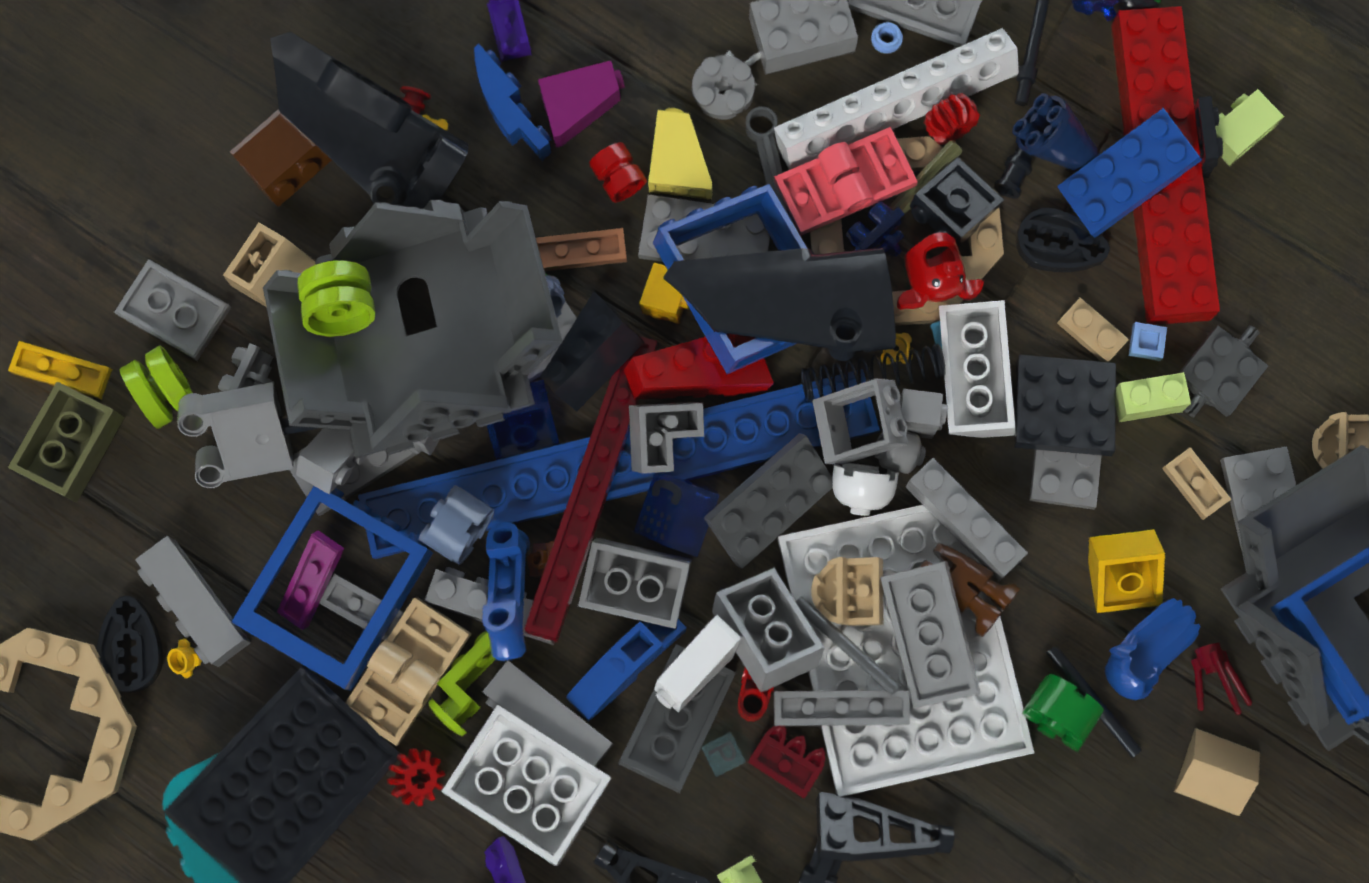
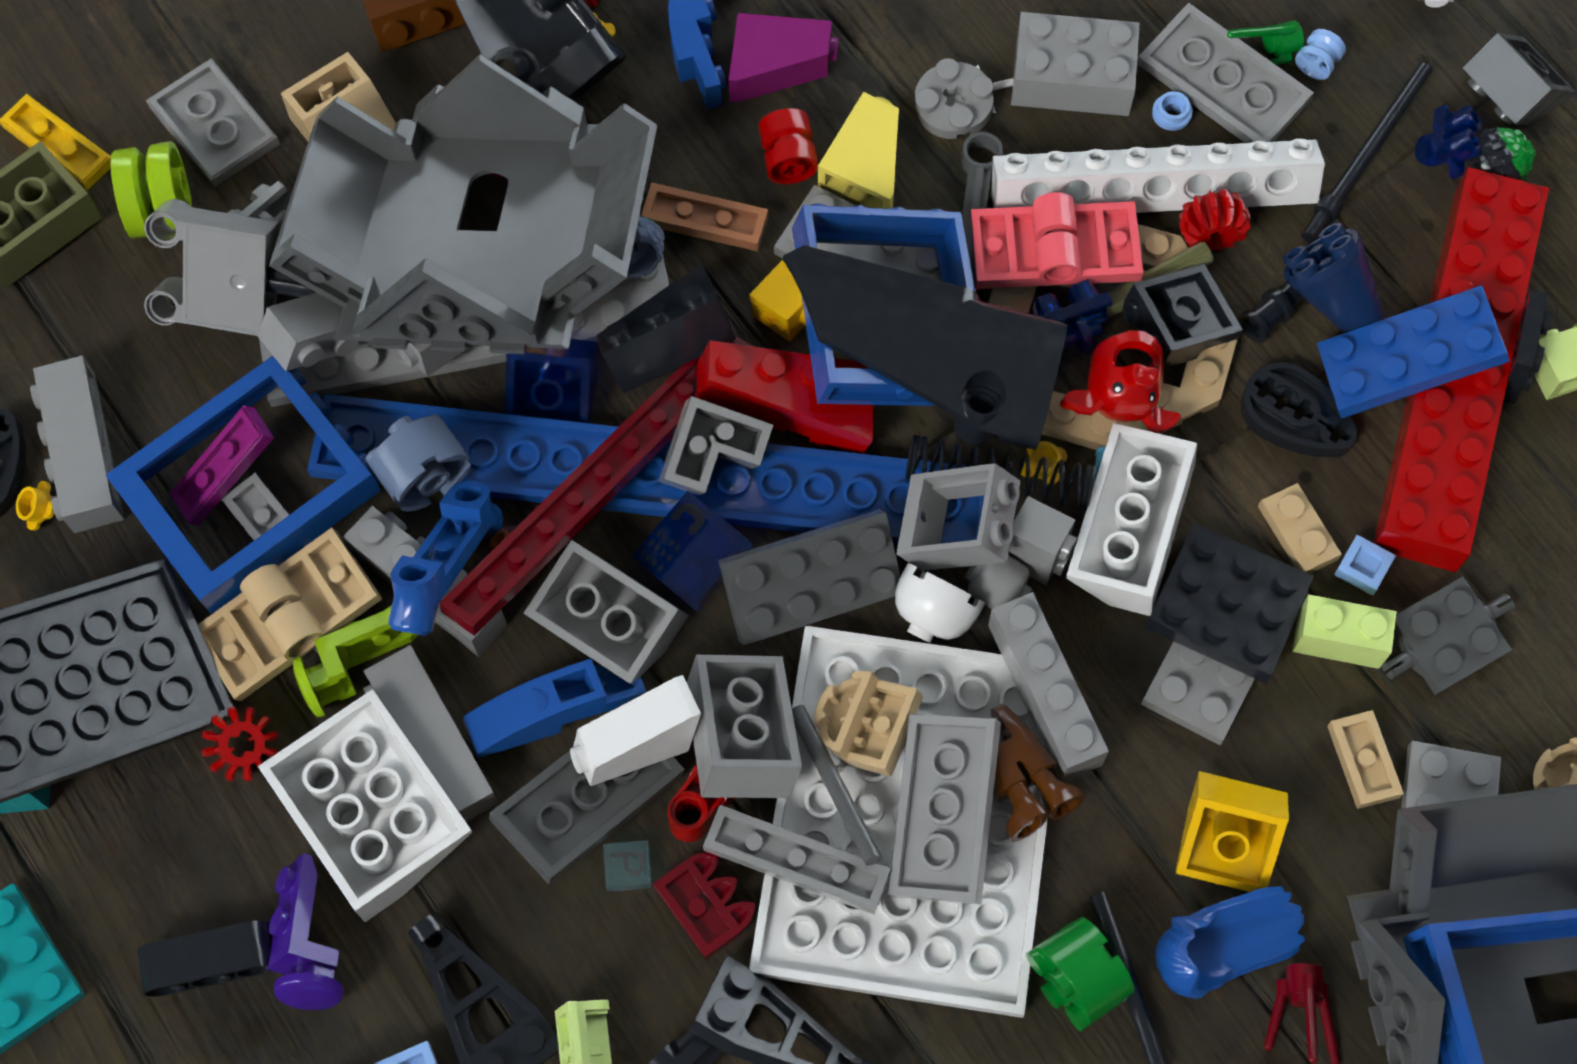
camera: 20 degrees right, 10 degrees down
(336, 298) = (391, 153): lime wheel -> none

